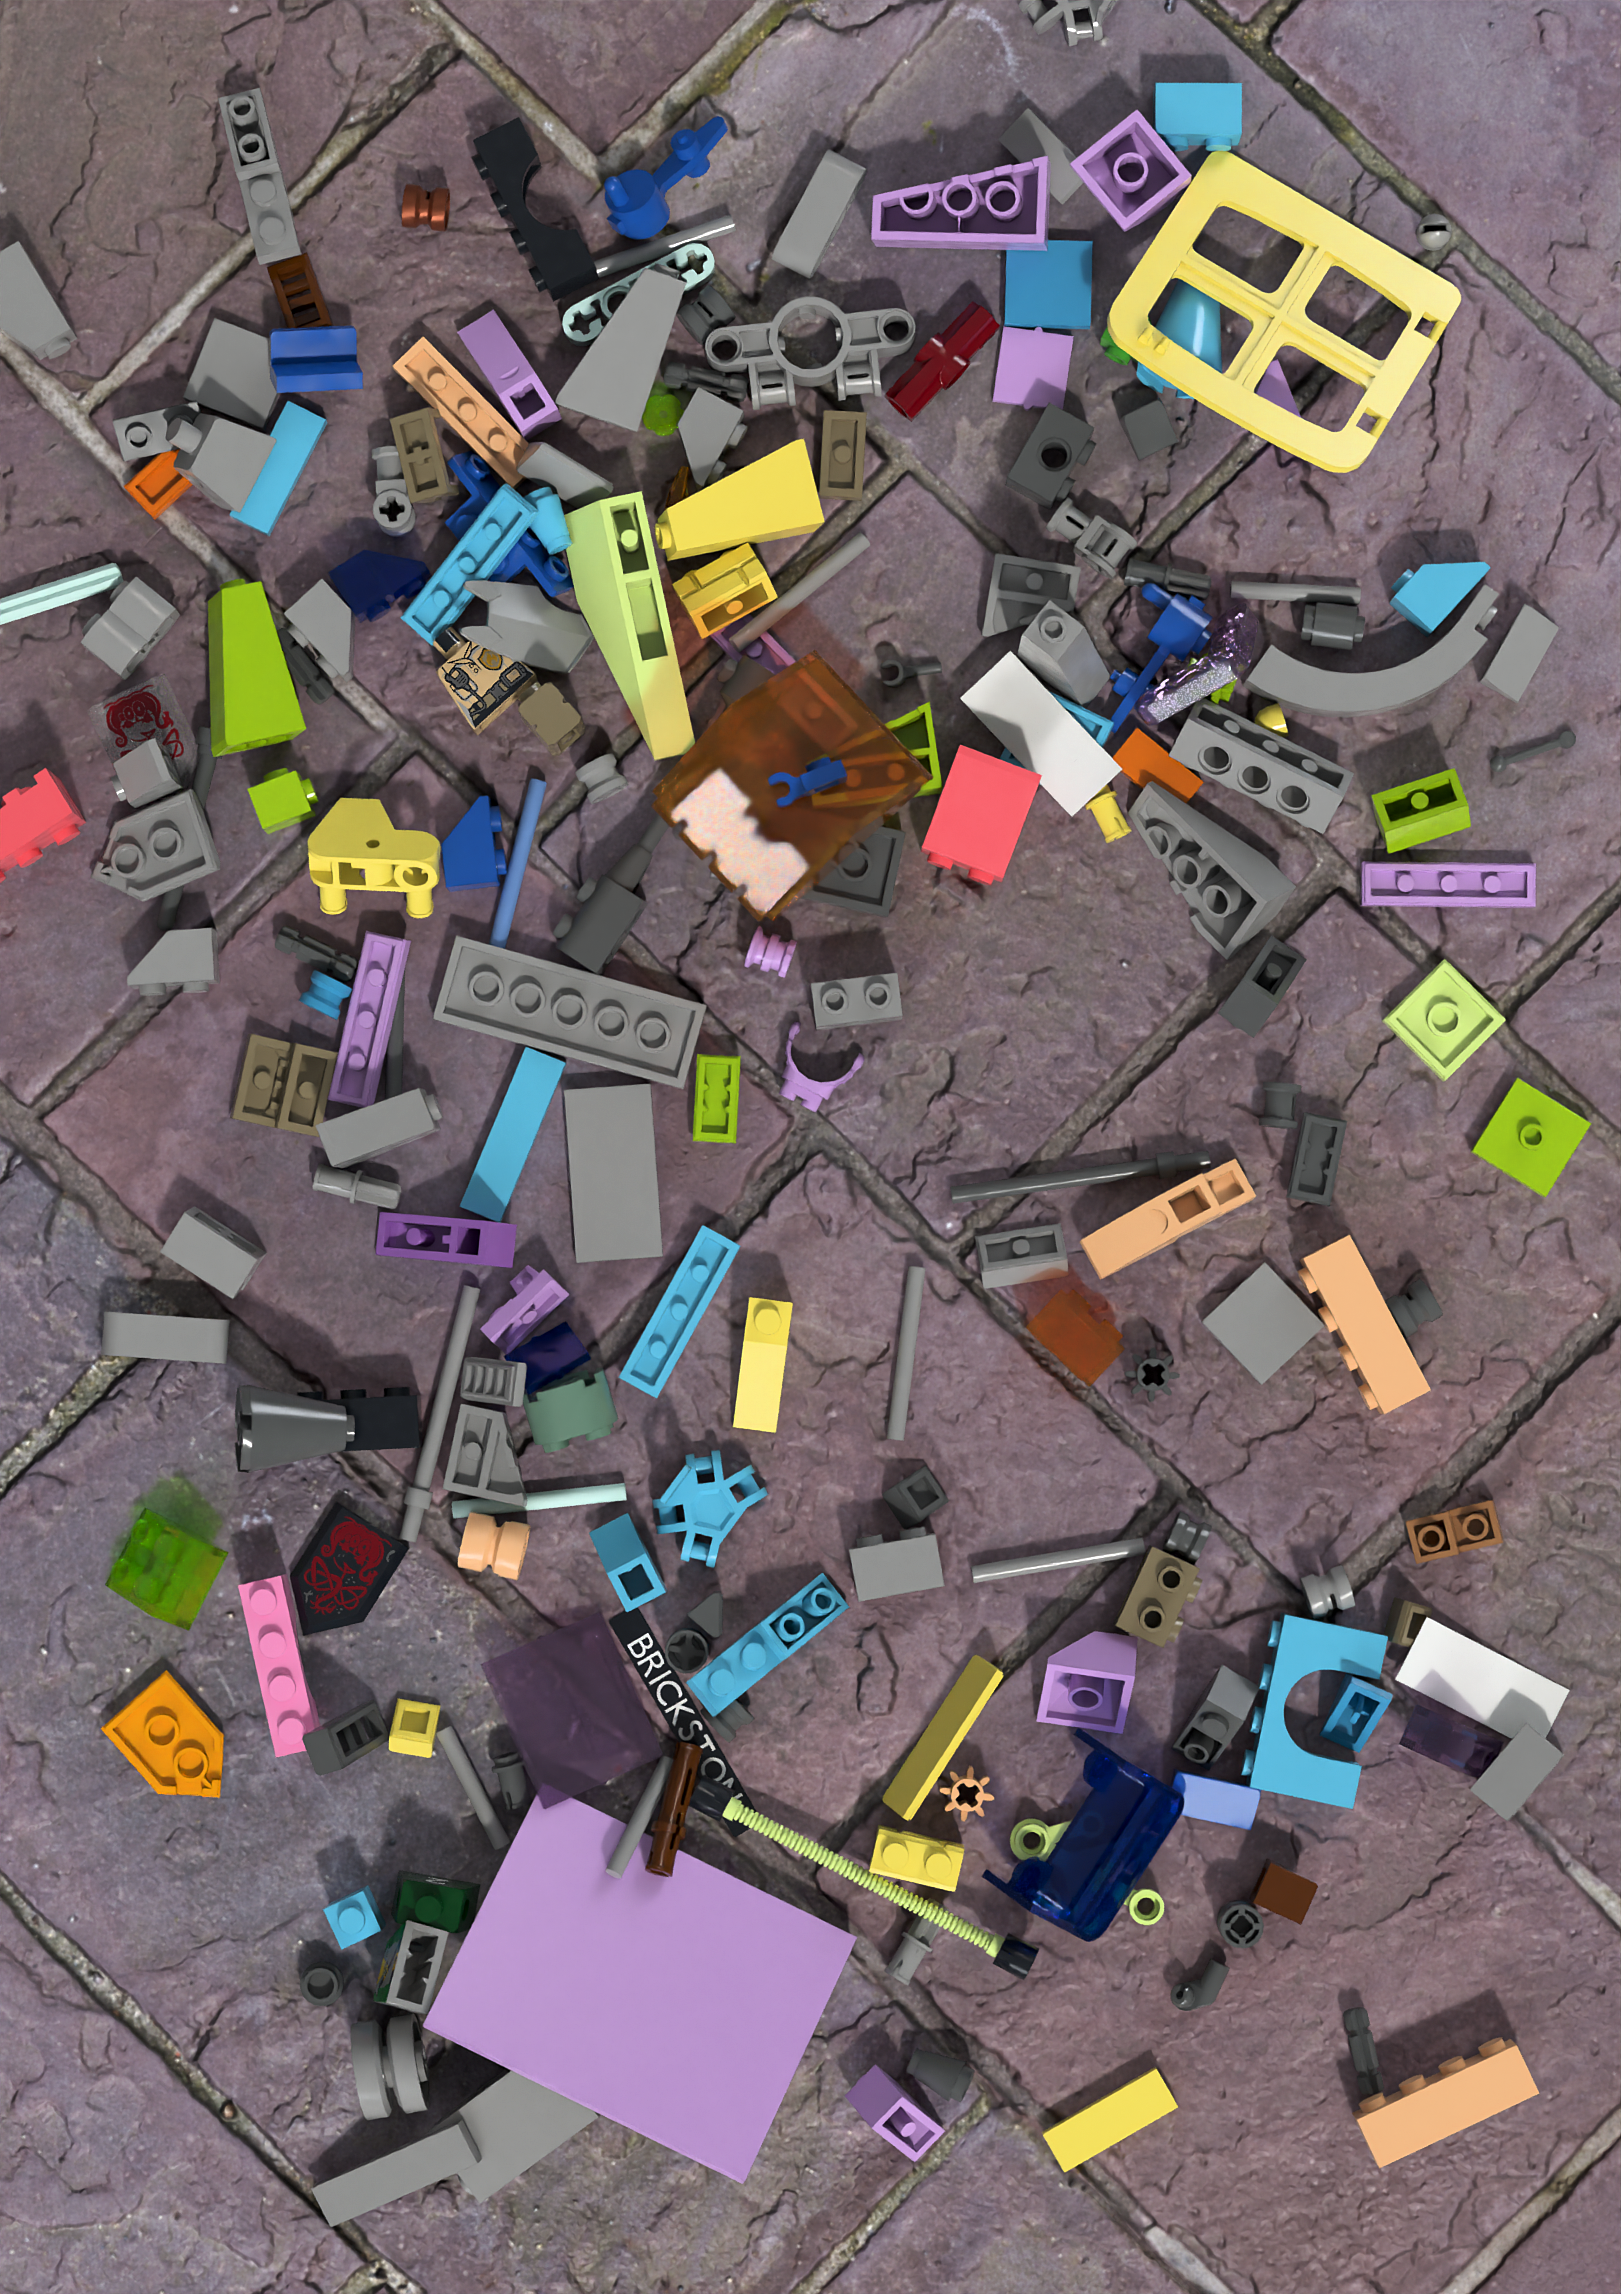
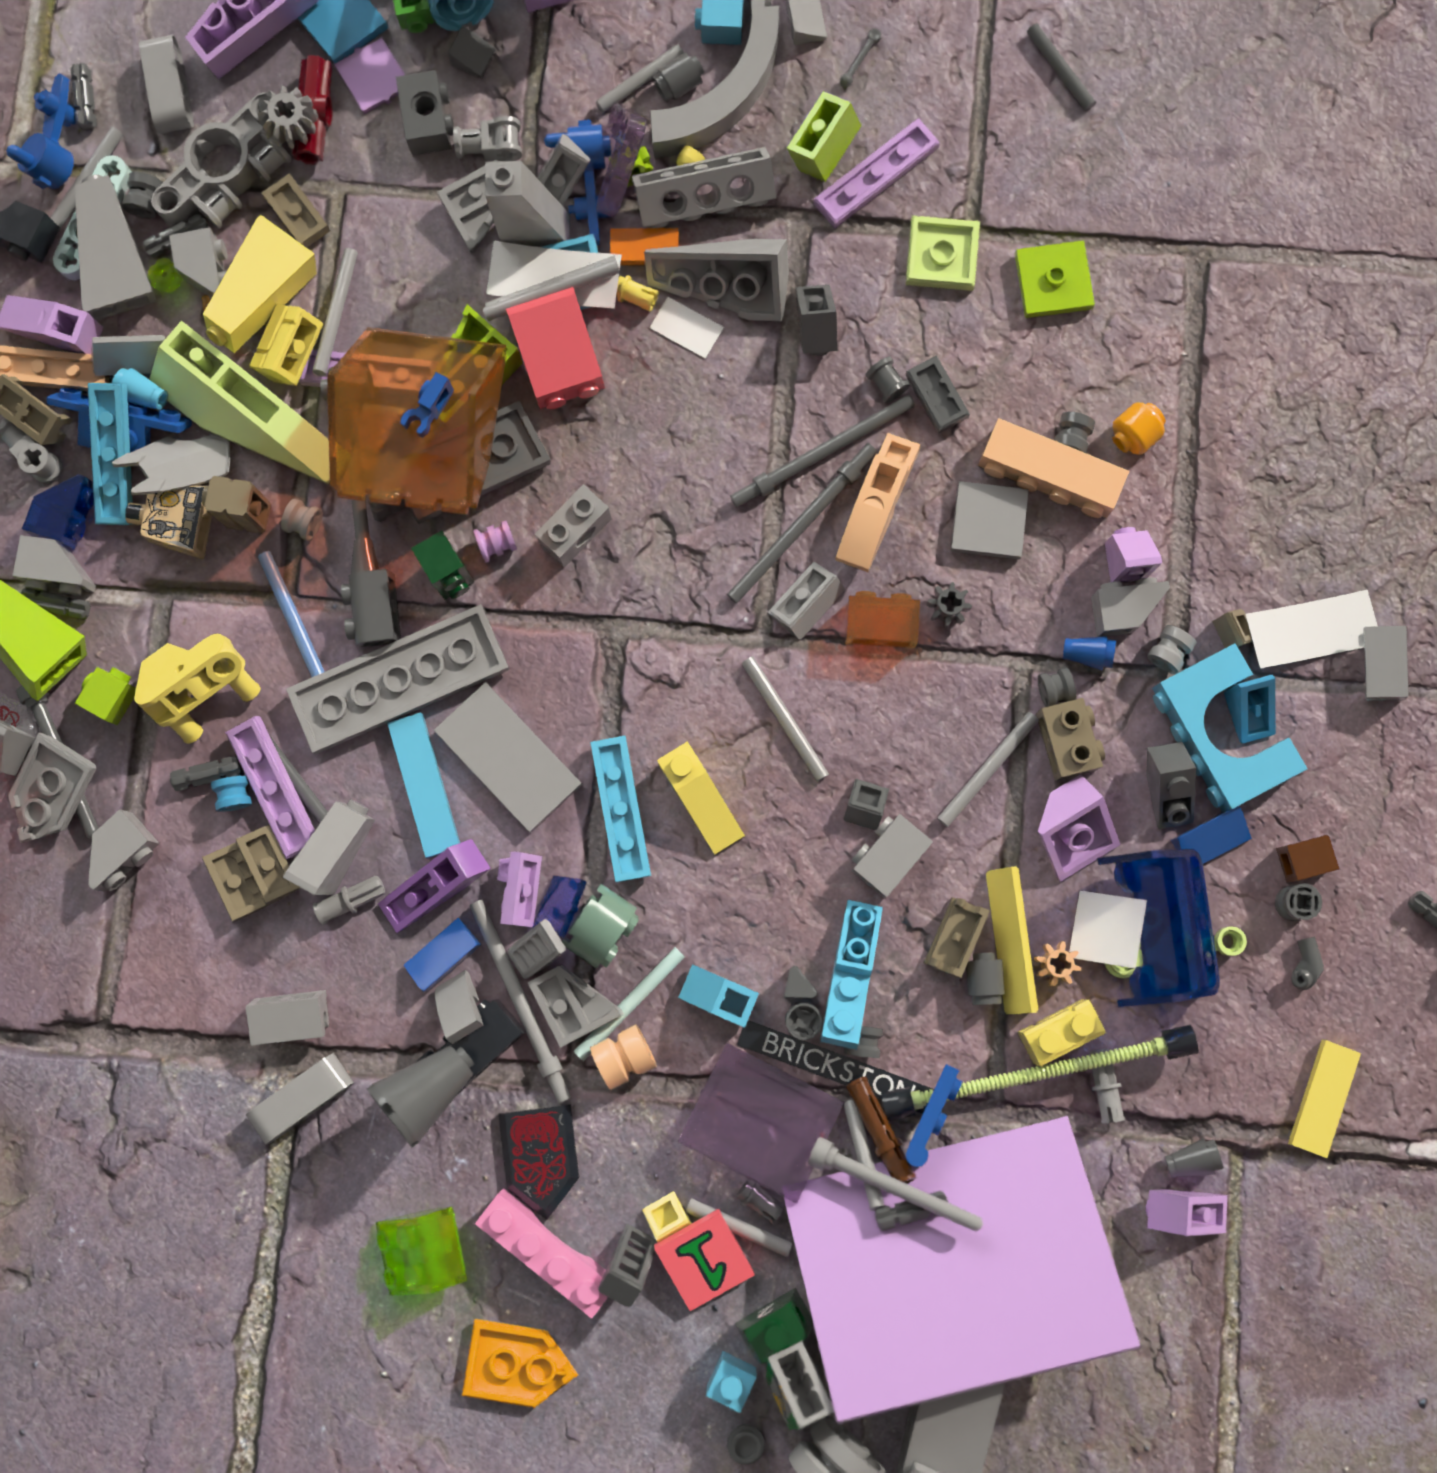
camera: 40 degrees left, 5 degrees down
(378, 1374) = (457, 1007): none -> light grey slope
(401, 1310) = (442, 955): none -> slope
(418, 1790) = (704, 1260): none -> coral tile
(471, 849) = (252, 629): blue slope -> none
(605, 1789) = (827, 1156): none -> light grey piece
(642, 1901) = (903, 1213): none -> dark grey axle
(699, 943) = (443, 566): none -> dark green brick
(707, 1507) = (740, 917): medium azure piece -> none
(716, 1098) = (535, 657): lime plate -> none
(727, 157) = (83, 96): none -> dark grey axle
(730, 1835) = (932, 1118): none -> blue plate
(809, 1090) = (587, 605): lavender helmet -> none
(887, 1751) = (985, 979): none -> dark grey brick
(893, 1691) = (956, 937): none -> dark tan hinge
(909, 671) = (442, 308): dark grey hand -> none
(919, 355) = (285, 104): none -> light grey gear
(1025, 751) = (576, 279): none -> light grey bar
(1041, 1800) = (1108, 929): none -> white sticker
(1075, 1109) = (765, 483): none -> dark grey bar
(1130, 634) = (563, 169): none -> light grey slope
(1131, 887) = (686, 327): none -> white sticker
(1168, 579) = (535, 138): dark grey axle -> none
(1250, 1531) = (1090, 651): none -> blue cone
(1317, 1517) = (1124, 608): none -> light grey slope
(1365, 1469) = (1131, 555): none -> lavender slope
(1450, 1742) = (1327, 679): clear purple slope -> none
(1454, 1531) = (1215, 549): medium nougat slope -> none
(1480, 1354) = (1138, 428): none -> light orange head

